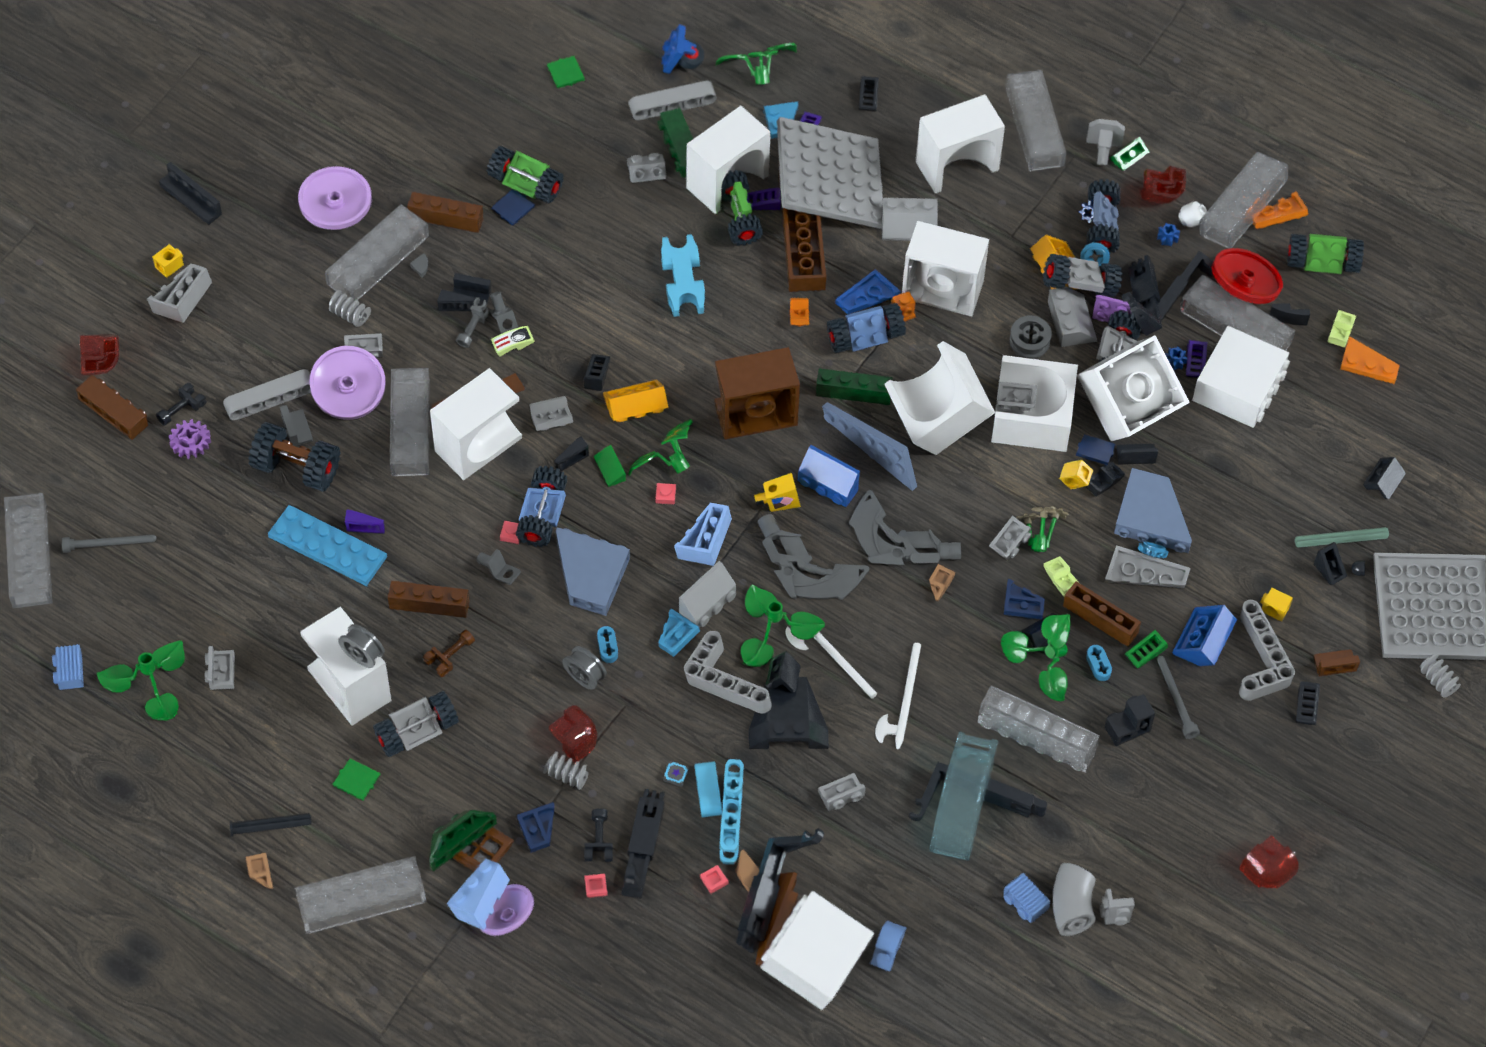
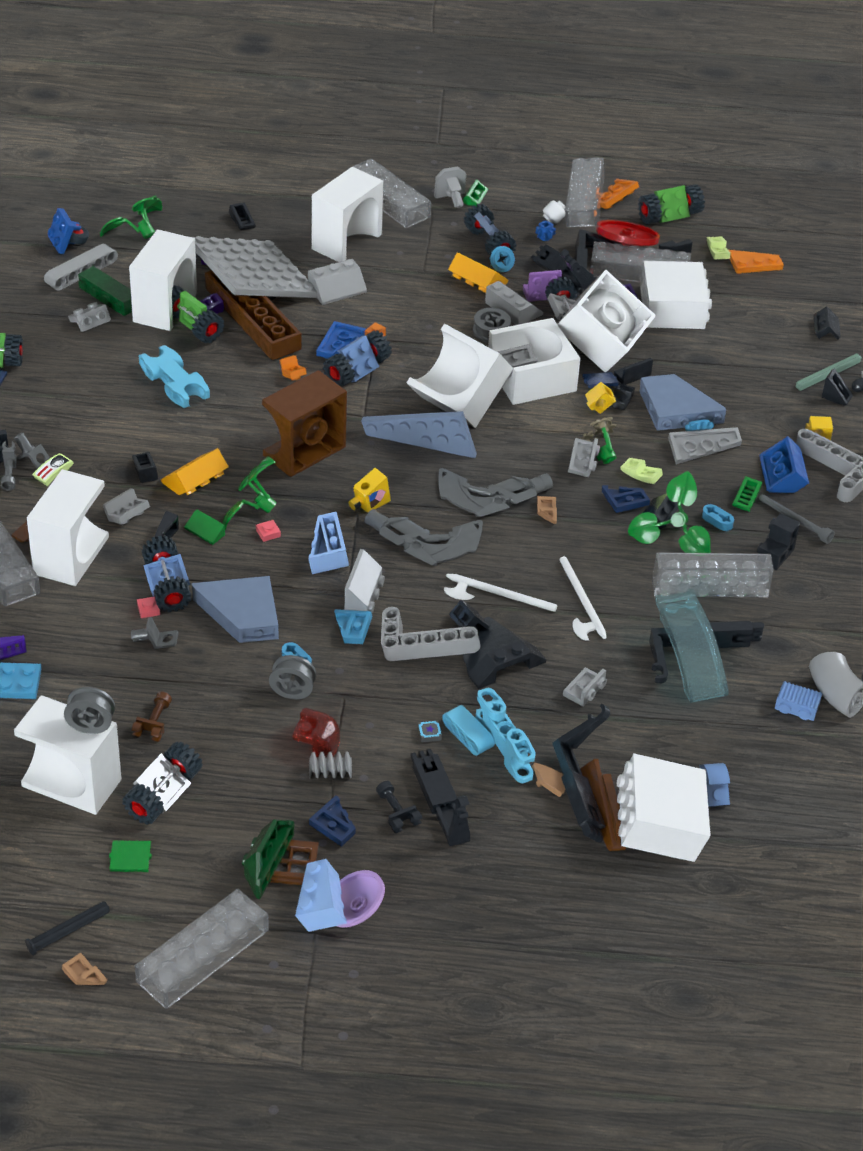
camera: 30 degrees left, 15 degrees down
(428, 599) = (112, 679): reddish brown brick -> none
(595, 885) = (422, 846): coral plate -> none
(714, 879) = (525, 797): coral plate -> none
(761, 602) = (409, 579): green plant -> none
(828, 476) = (404, 464): slope -> none
(852, 386) = (378, 401): dark green brick -> none
(945, 268) = (398, 292): white piece -> none
(1082, 275) = (489, 266): plate -> none
(1085, 211) = (471, 235): blue gear -> none
(1101, 613) = (709, 481): reddish brown brick -> none
(1163, 186) = (520, 202): clear red brick -> none

